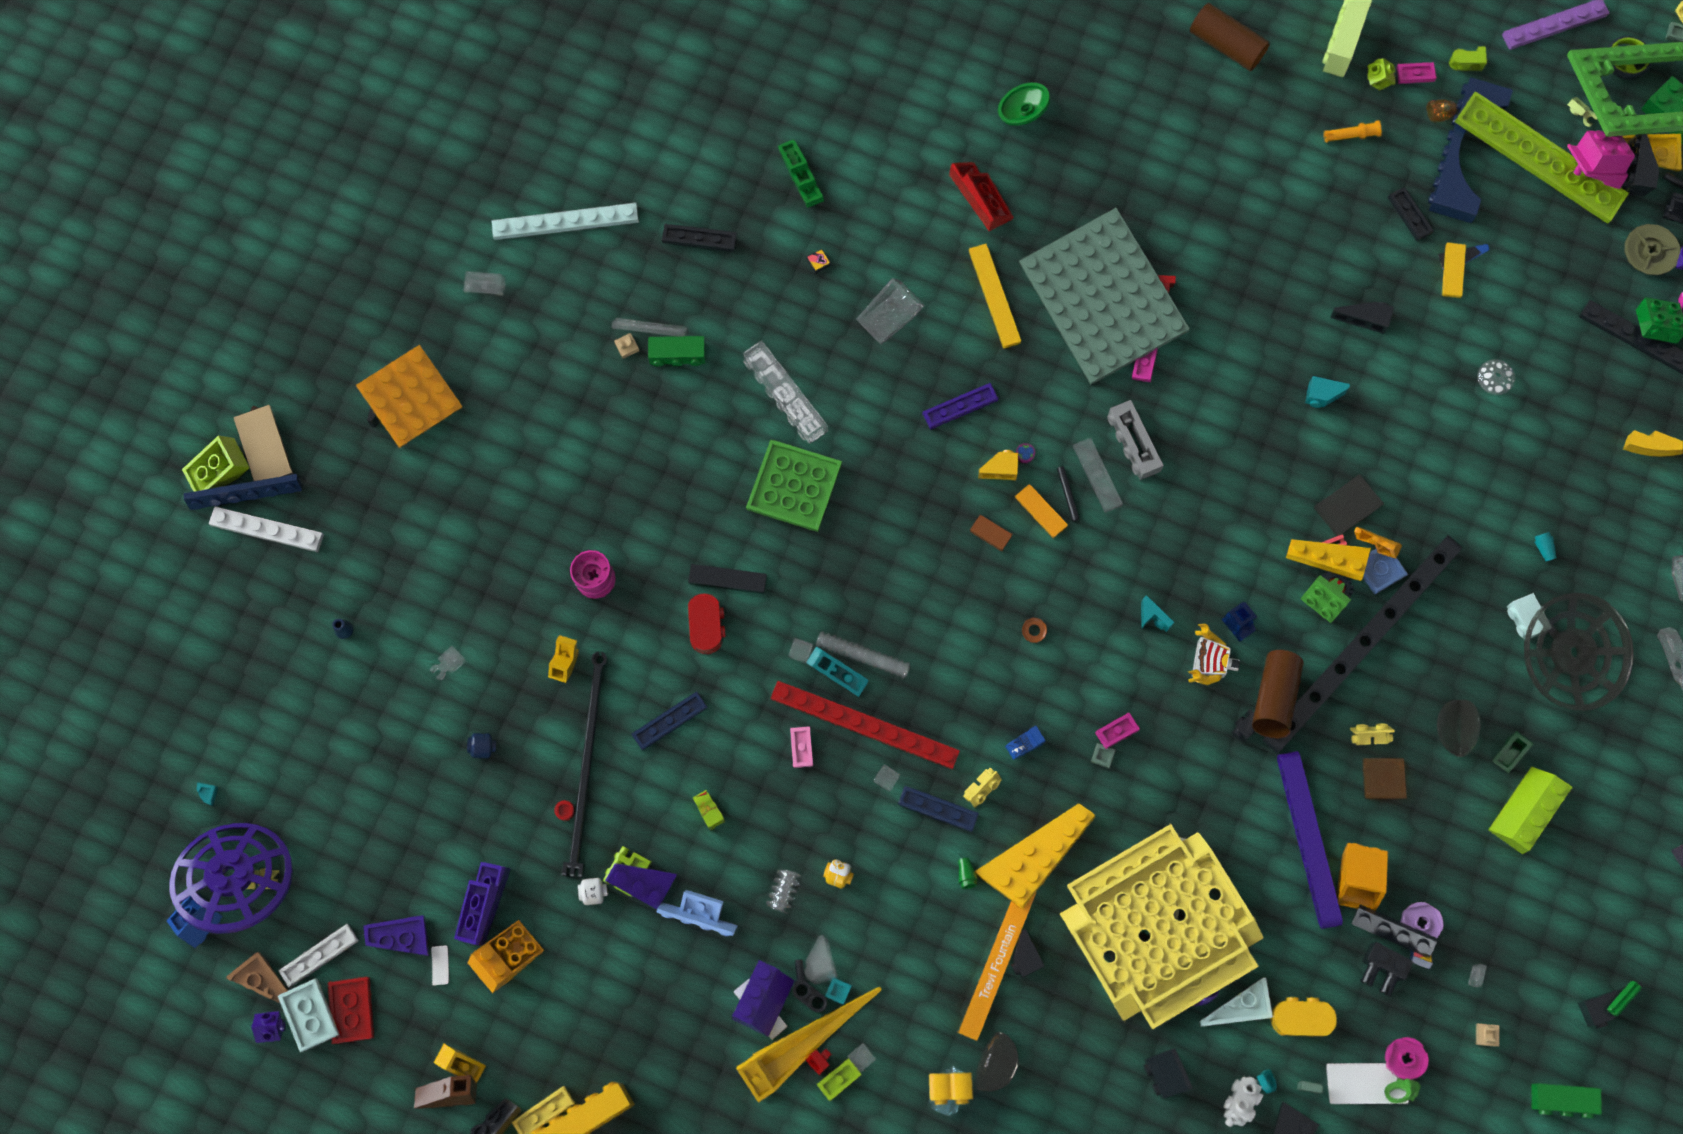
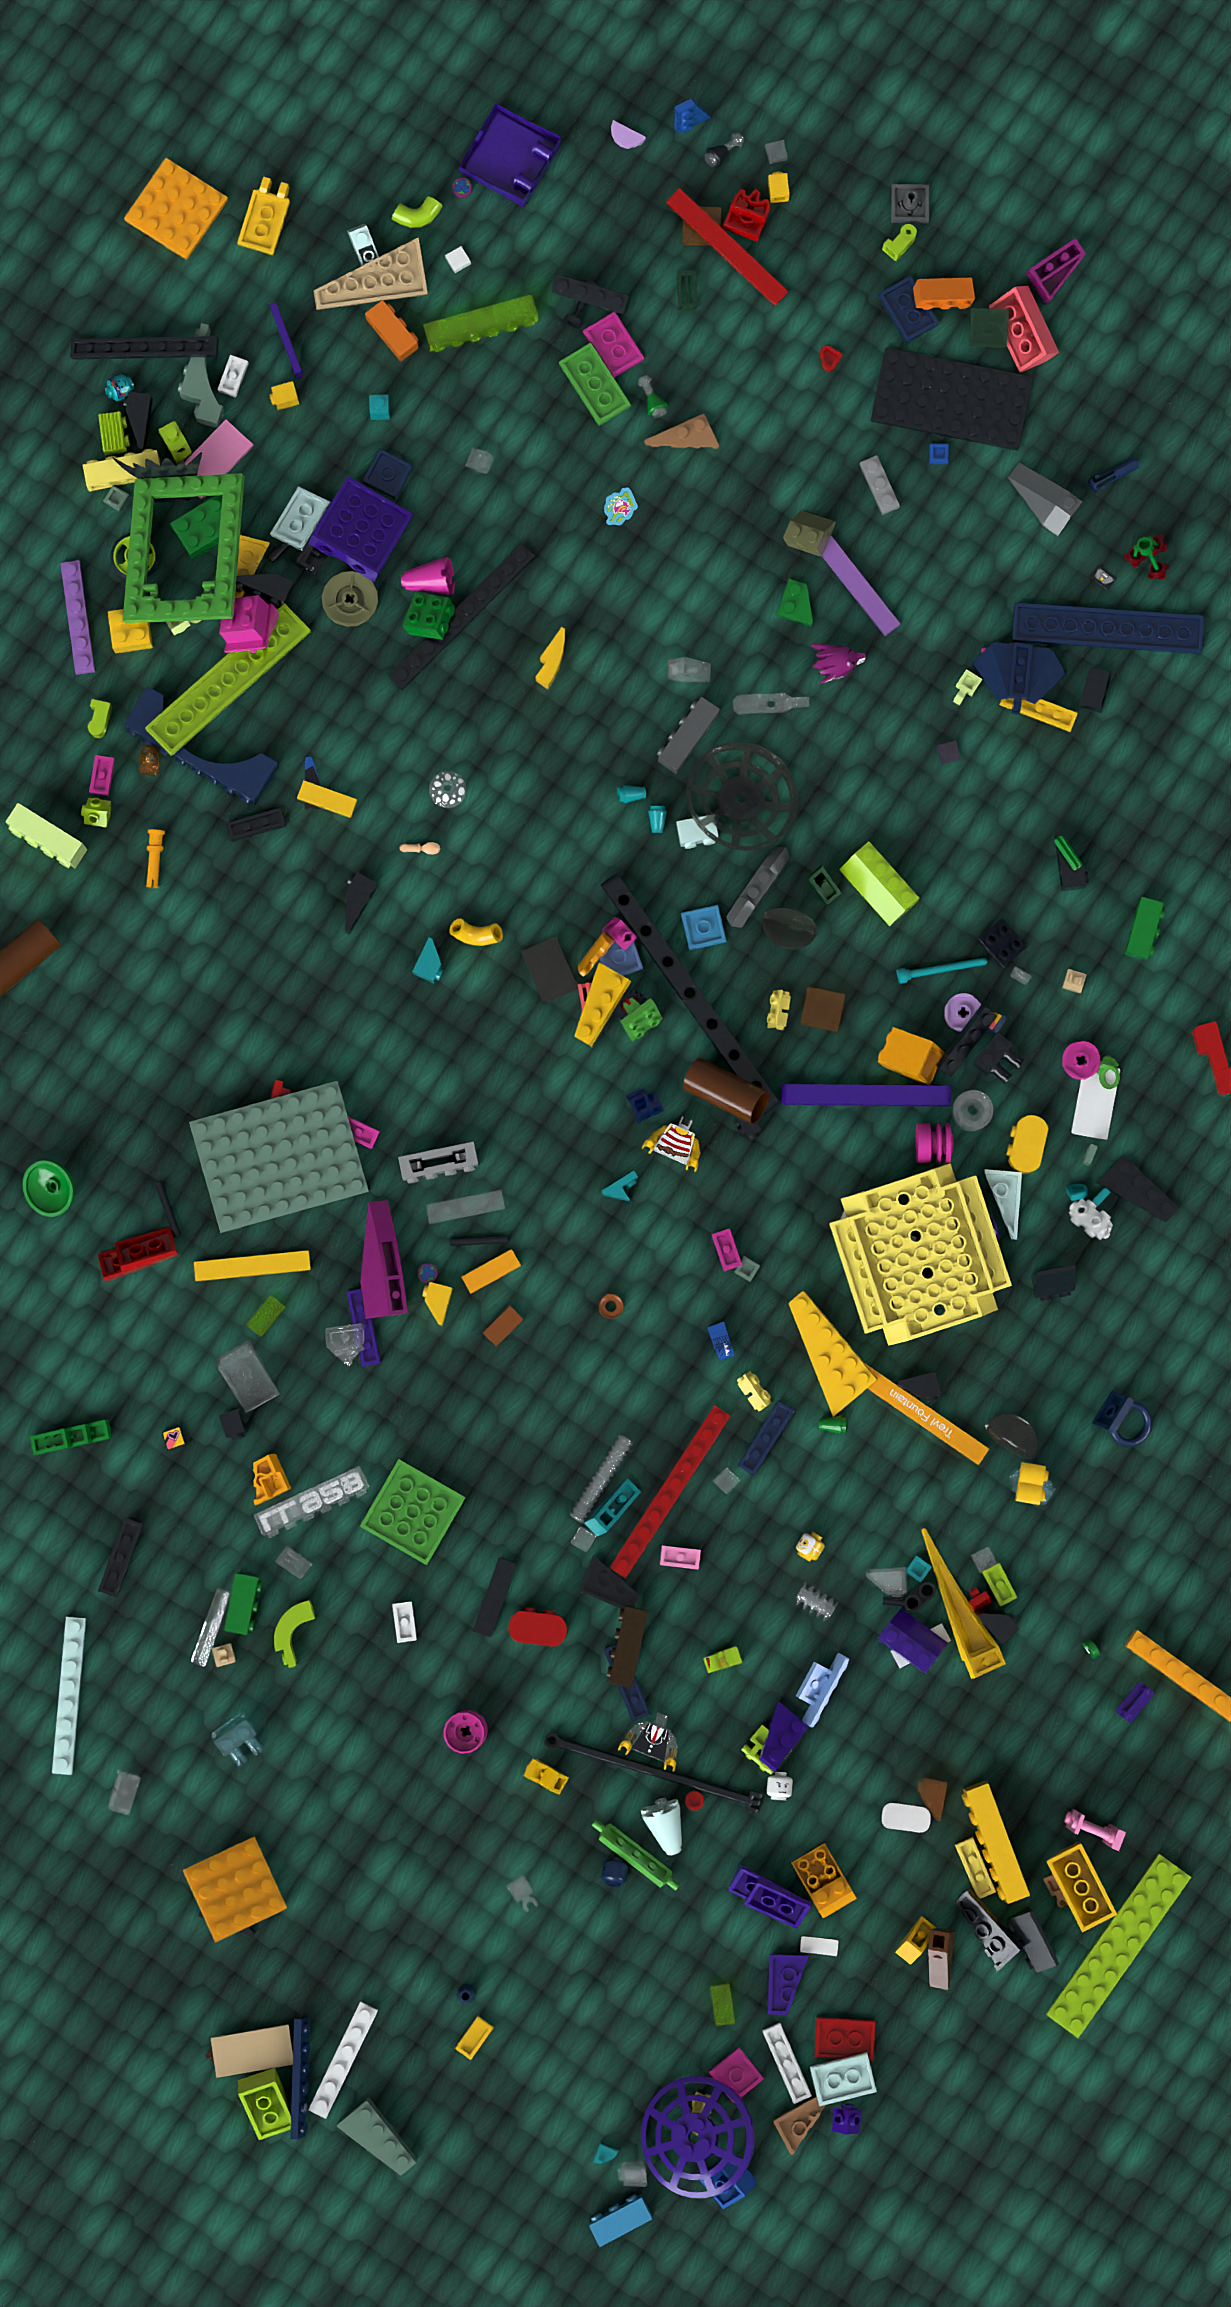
camera: 80 degrees left, 10 degrees up
(143, 819) = (620, 2219): none -> dark azure brick
(189, 823) = (633, 2173): none -> clear slope
(196, 574) = (375, 2134): none -> sand green wedge
(301, 907) = (737, 2073): none -> dark pink tile
(303, 645) = (474, 2037): none -> yellow tile
(367, 879) = (722, 2004): none -> clear neon green tile
(500, 762) = (635, 1855): none -> bright green plate
(535, 784) = (665, 1824): none -> light aqua cone
(555, 368) = (234, 1734): none -> clear light blue brick
(583, 1028) = (906, 1817): none -> white sticker
(610, 1051) = (933, 1795): none -> clear orange slope
(615, 756) = (653, 1740): none -> torso
(660, 393) = (287, 1624): none -> lime arch
(687, 499) = (404, 1622): none -> white plate
(703, 711) = (628, 1646): none -> dark brown brick
(725, 386) = (293, 1562): none -> clear slope
(758, 682) = (607, 1586): none -> black wing
(798, 1086) = (998, 1623): none -> black slope
(799, 351) = (269, 1478): none -> light orange slope
(842, 305) = (233, 1424): none -> black brick
(942, 390) = (345, 1341): none -> clear slope
(950, 317) = (266, 1316): none -> clear neon green tile
(1020, 407) = (381, 1265): none -> magenta wedge
(1024, 215) = (167, 1208): none -> black bar
(1268, 1108) = (1101, 1196): none -> teal tile
(1279, 916) = (933, 1143): none -> dark pink wheel
(1335, 952) = (980, 1102): none -> clear wheel
(1363, 428) = (476, 935): none -> yellow cylinder
(1404, 564) = (620, 933): none -> dark pink bracket
(1433, 644) = (703, 927): none -> dark azure tile
(1434, 372) = (429, 848): none -> light nougat piece
(1443, 855) = (904, 974): none -> teal piece
(1490, 688) = (758, 886): none -> dark grey brick
(1505, 948) = (1001, 943): none -> black hinge
(1529, 576) = (657, 818): none -> teal cone
(1555, 68) = (128, 636): none -> yellow brick
(1622, 589) = (688, 735): none -> dark grey brick

